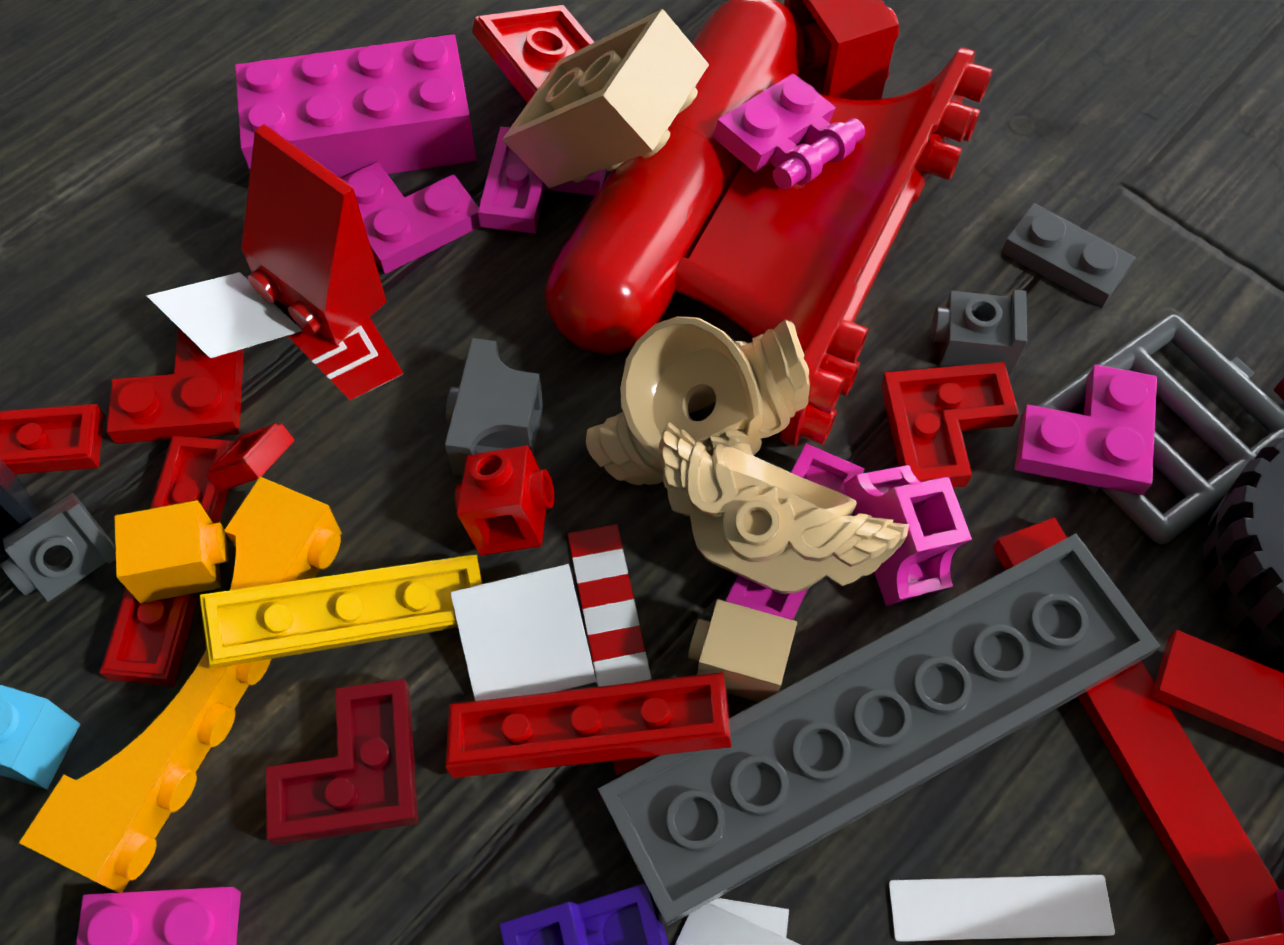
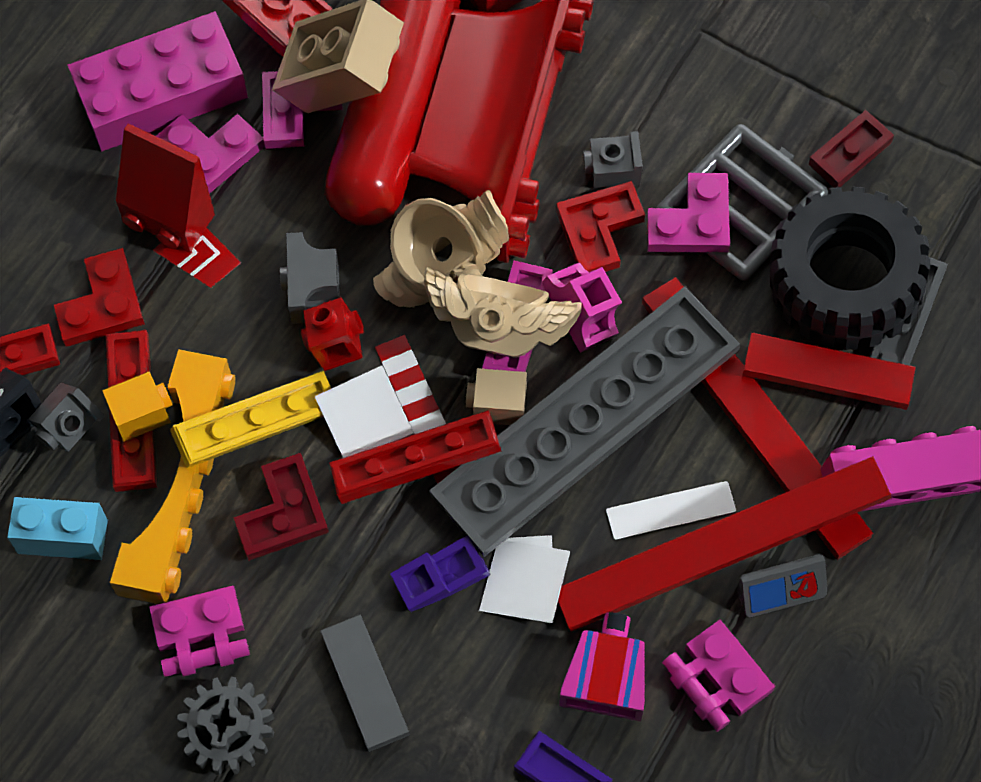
camera: 10 degrees left, 5 degrees up
(224, 314) = (113, 246): white sticker -> none
(249, 457) = (163, 338): red tile -> none
(779, 120) = (456, 43): dark pink plate -> none
(1068, 255) = (667, 93): dark grey plate -> none

